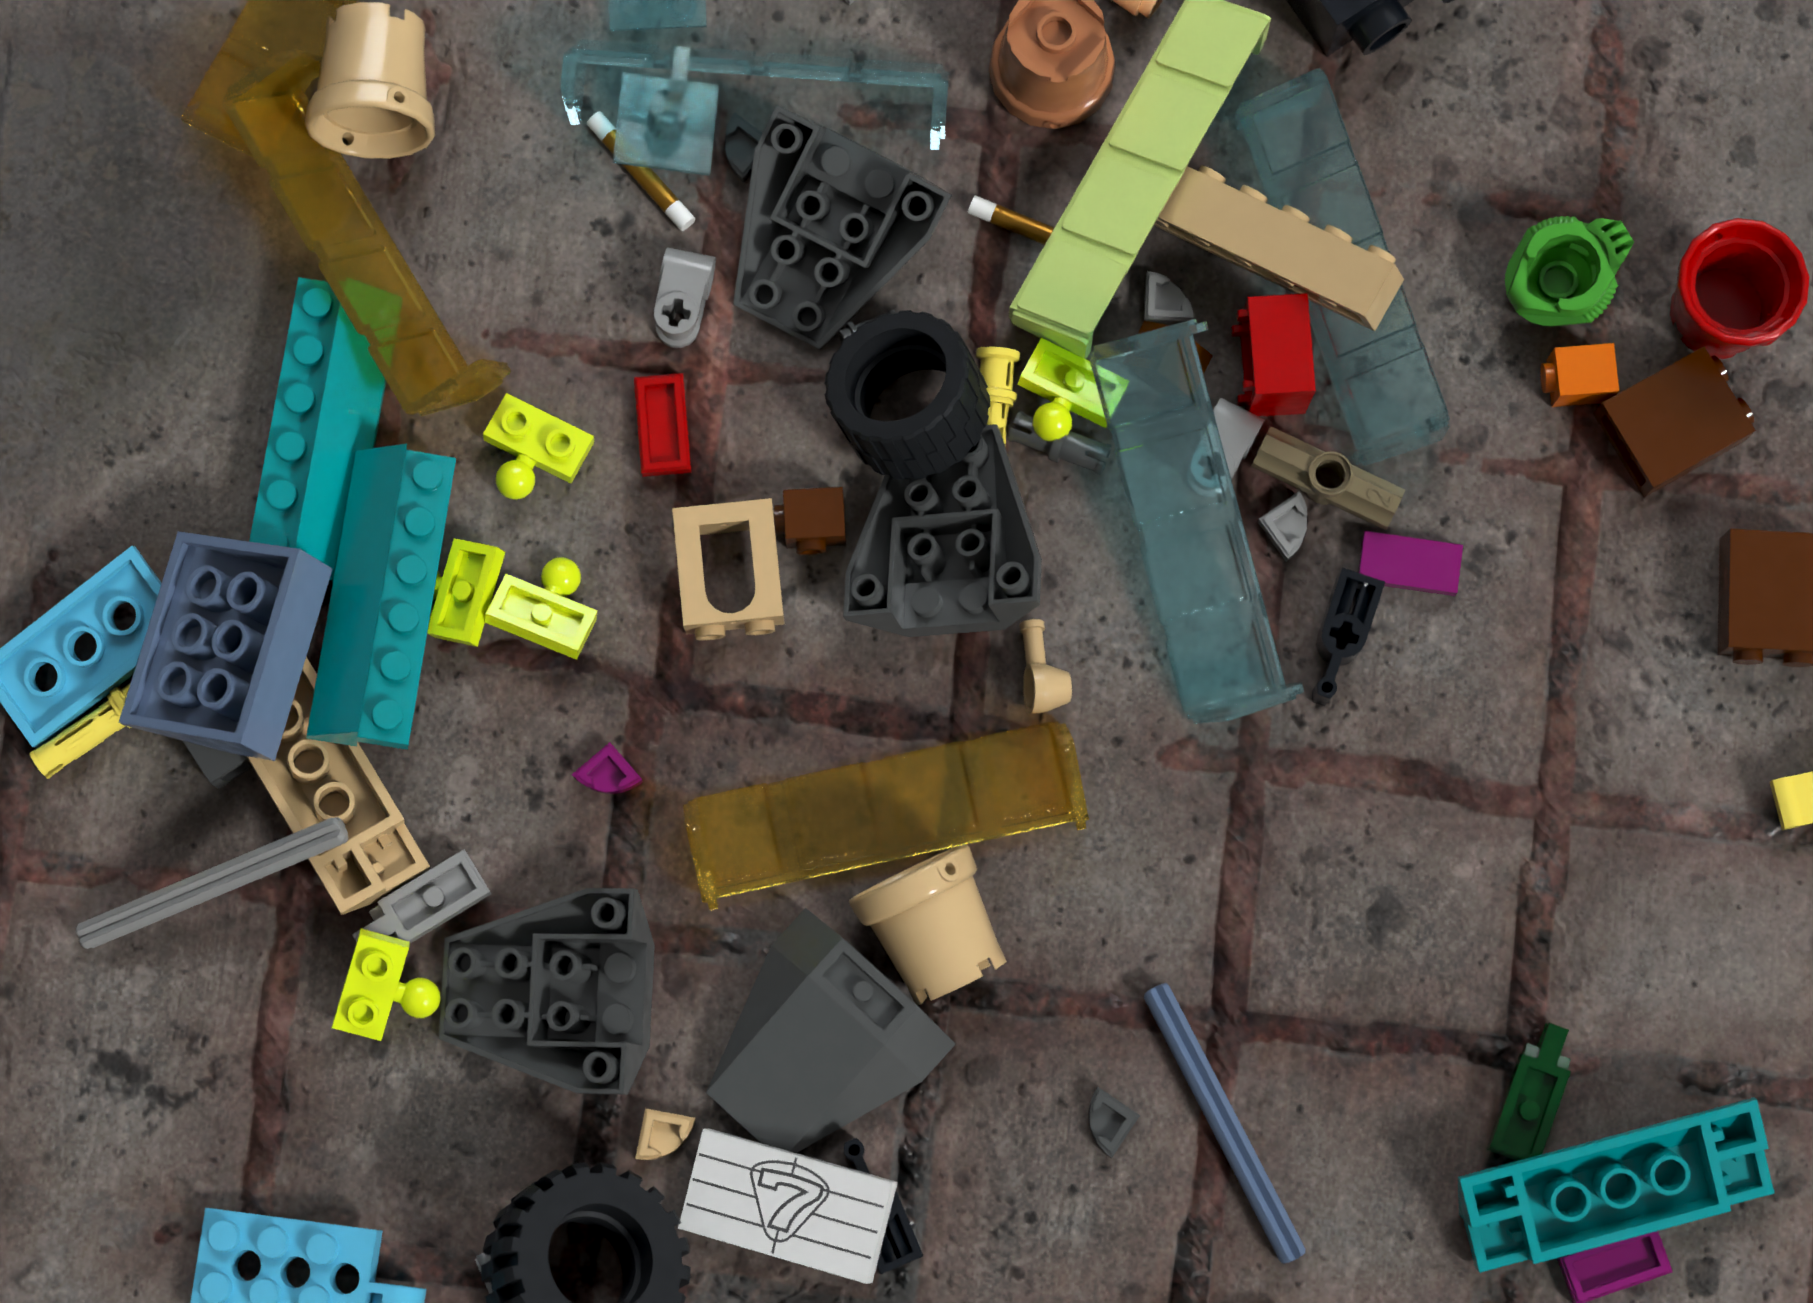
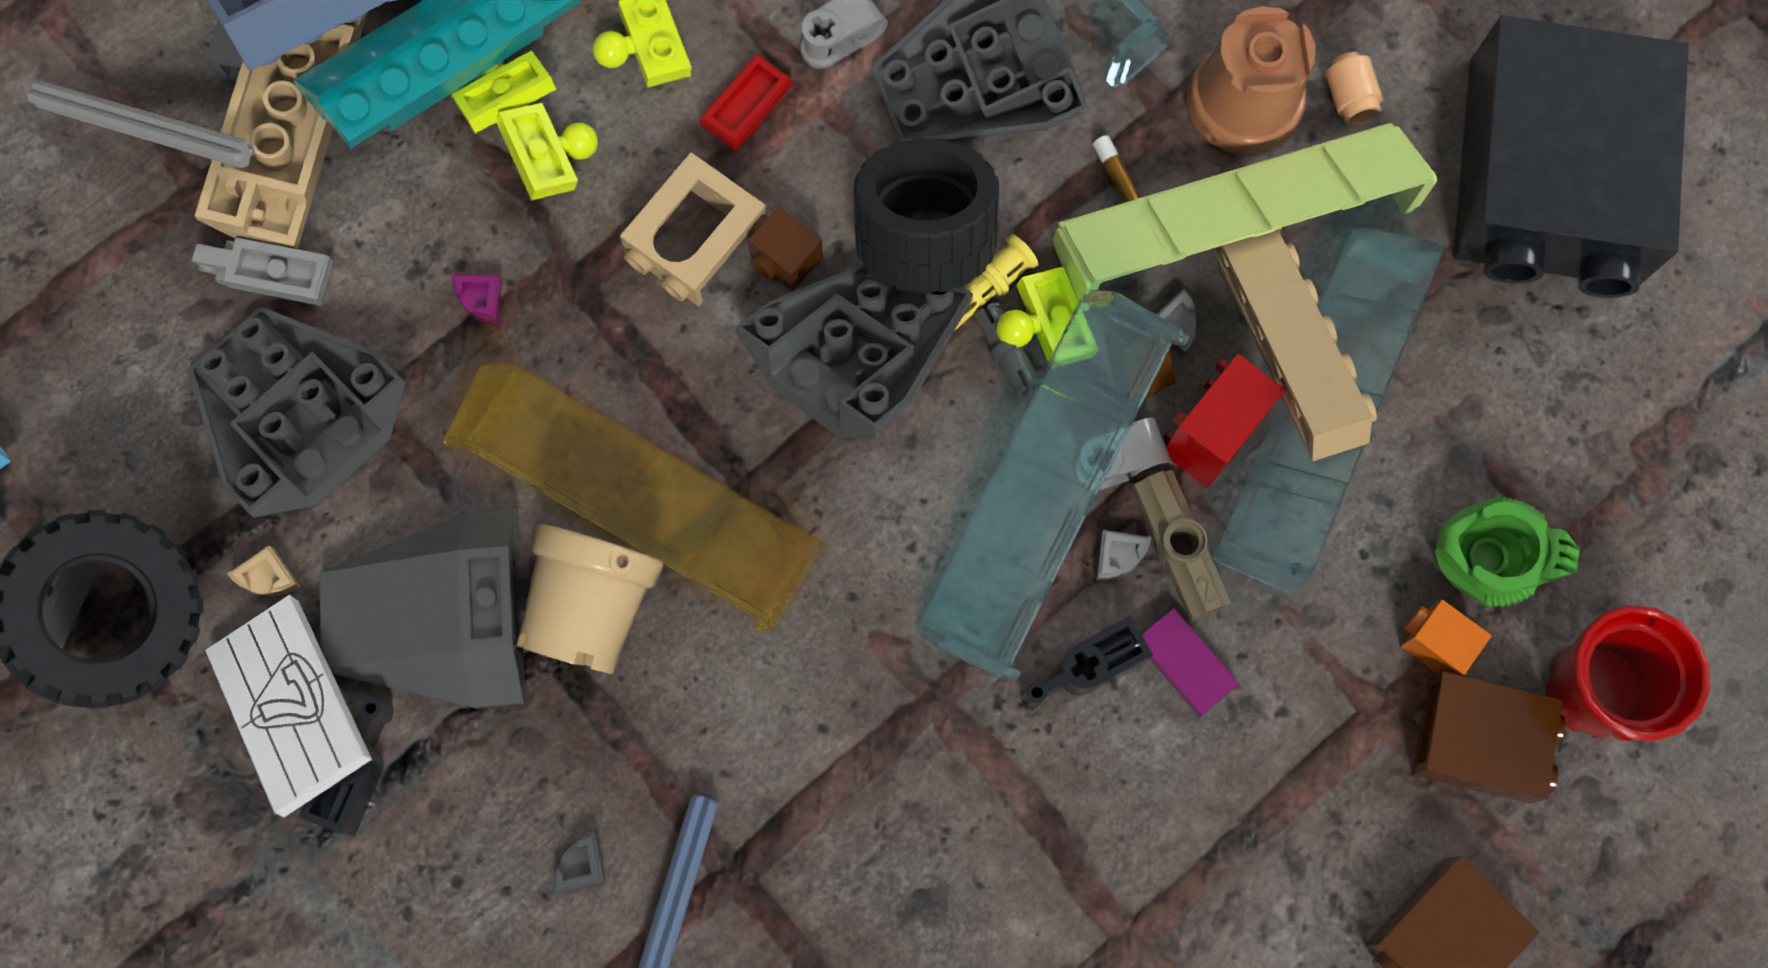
camera: 40 degrees right, 5 degrees down
(374, 985) = (175, 292): neon yellow plate -> none
(1042, 684) = (837, 509): tan bar -> none

